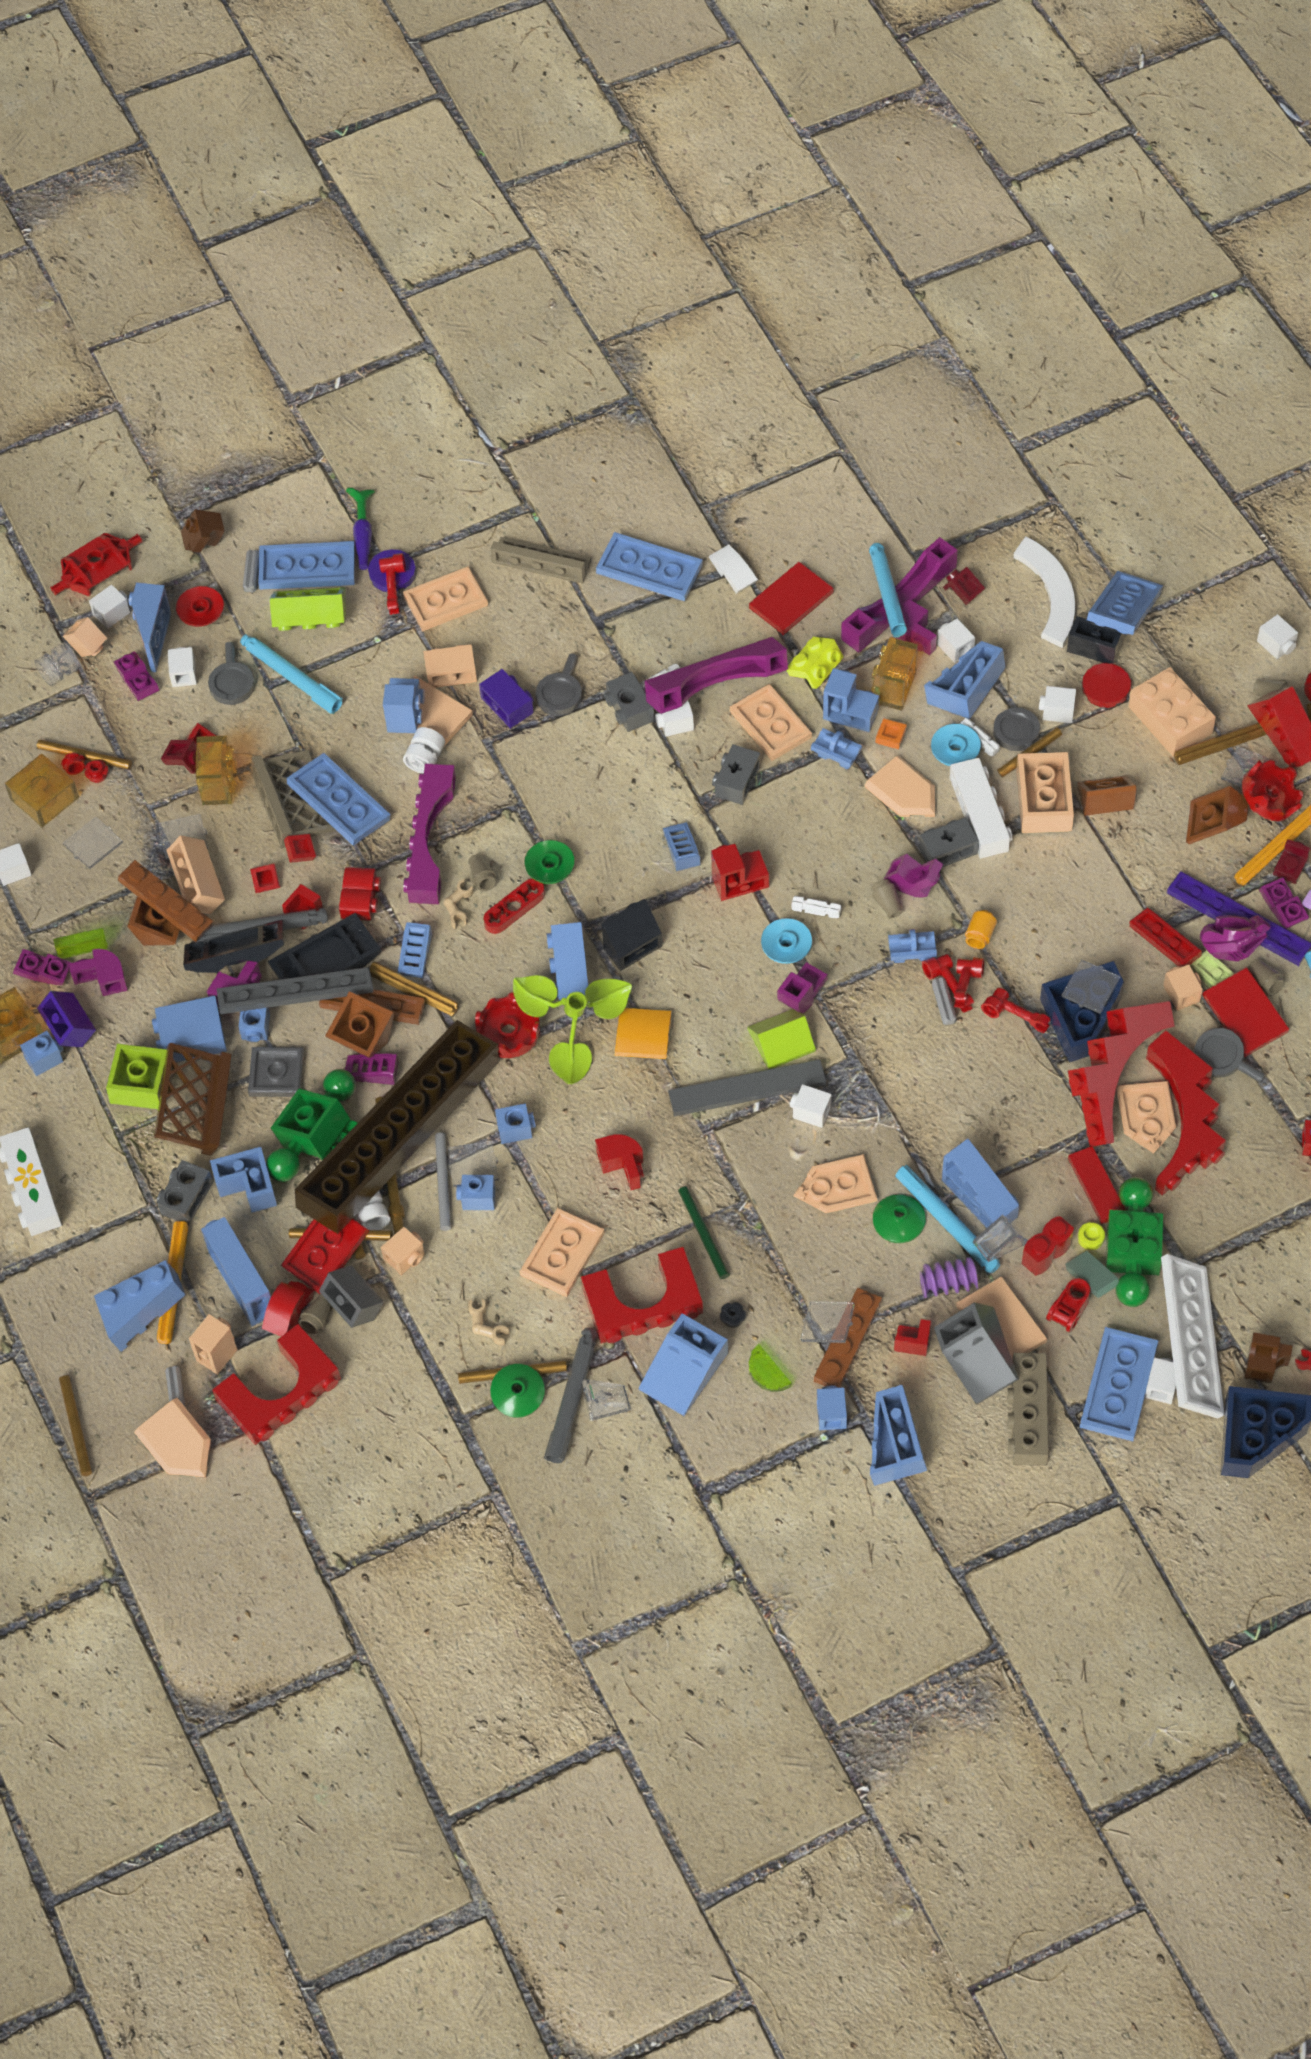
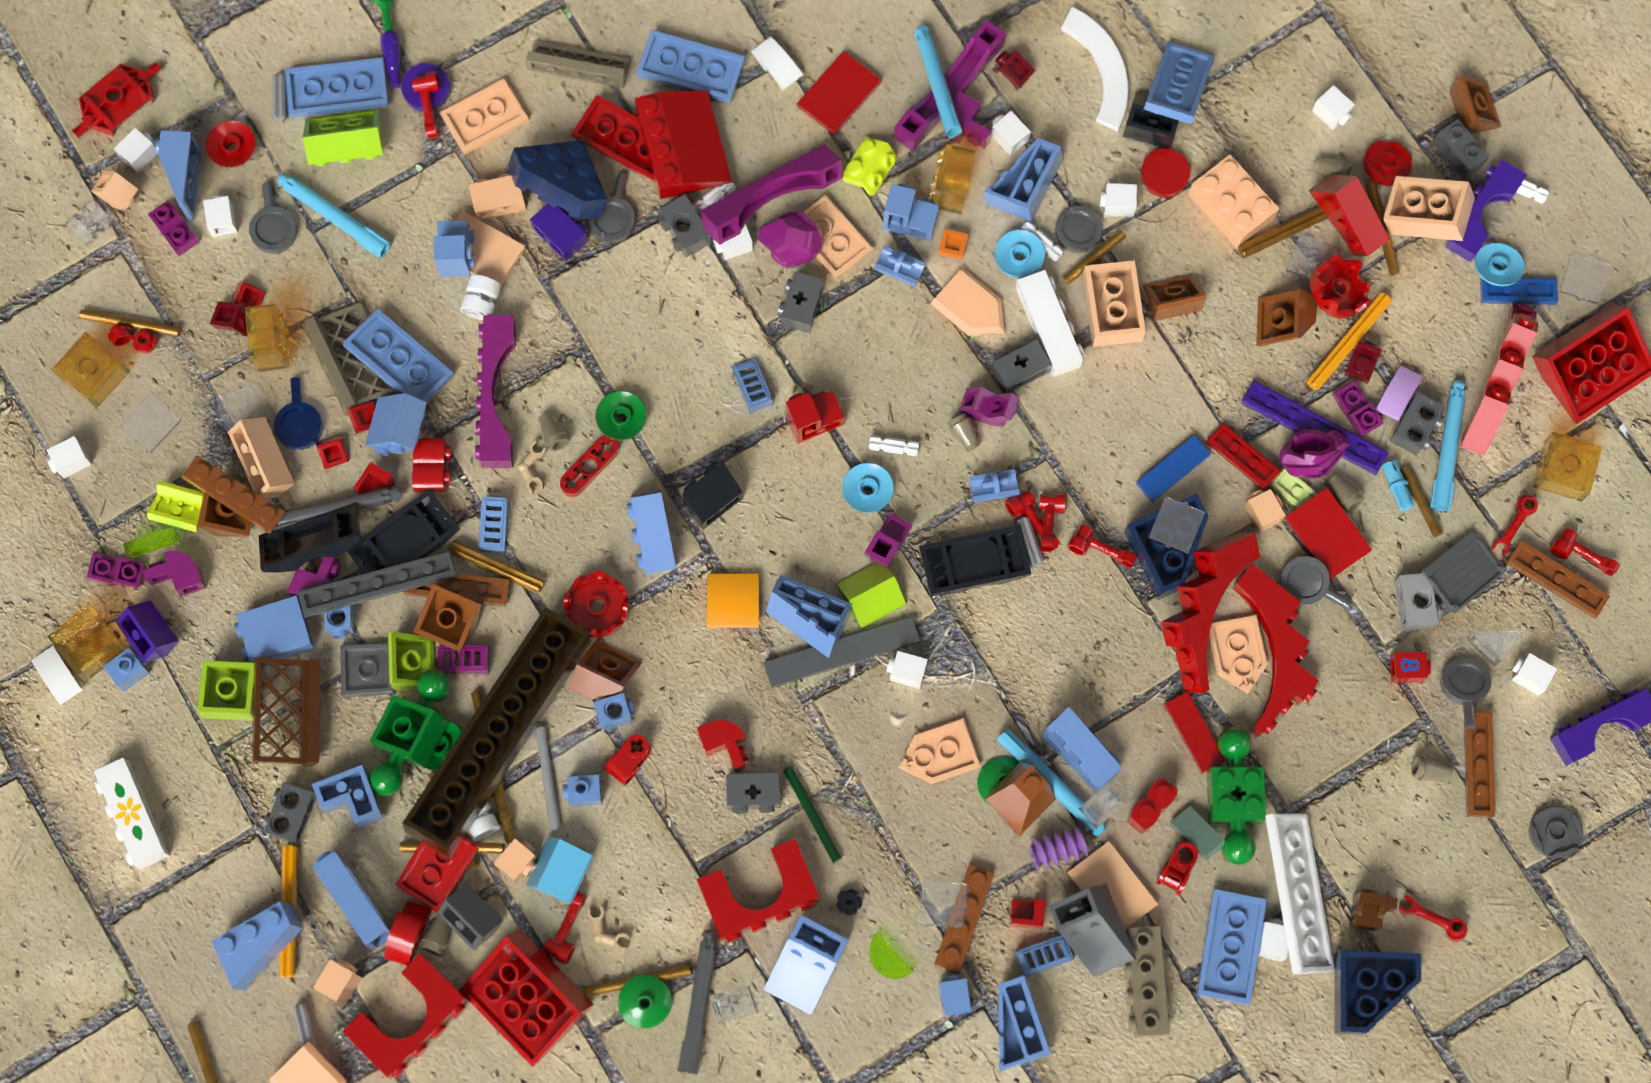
camera: 10 degrees left, 15 degrees up
(108, 912) = (176, 506): none -> neon yellow bracket
(201, 530) = (222, 55): reddish brown brick -> none
(235, 850) = (298, 423): none -> clear blue piece
(316, 1060) = (408, 659): none -> lime slope
(329, 851) = (396, 424): none -> medium blue brick
(398, 1376) = (526, 996): none -> red slope
(438, 1334) = (559, 946): none -> red brick
(446, 1261) = (559, 870): none -> medium azure slope
(504, 1085) = (603, 671): none -> dark orange slope
(512, 647) = (560, 177): none -> dark blue brick
(525, 1166) = (625, 762): none -> red piece
(562, 1252) = (674, 846): light nougat tile -> none
(581, 623) = (615, 135): none -> red slope
(606, 996) = (694, 569): lime plant -> none
(633, 626) = (682, 142): none -> red slope
(636, 1196) = (741, 784): none -> dark grey brick
(717, 1045) = (809, 613): none -> medium blue wedge
(732, 717) = (792, 239): none -> magenta helmet
(887, 1013) = (975, 561): none -> black slope
(916, 1228) = (1021, 797): none -> dark orange slope
(919, 1389) = (1024, 964): none -> medium blue slope
(980, 929) = (1060, 460): light orange brick -> none
(1091, 1236) = (1192, 788): neon yellow tile -> none
(1094, 944) = (1173, 468): none -> blue tile

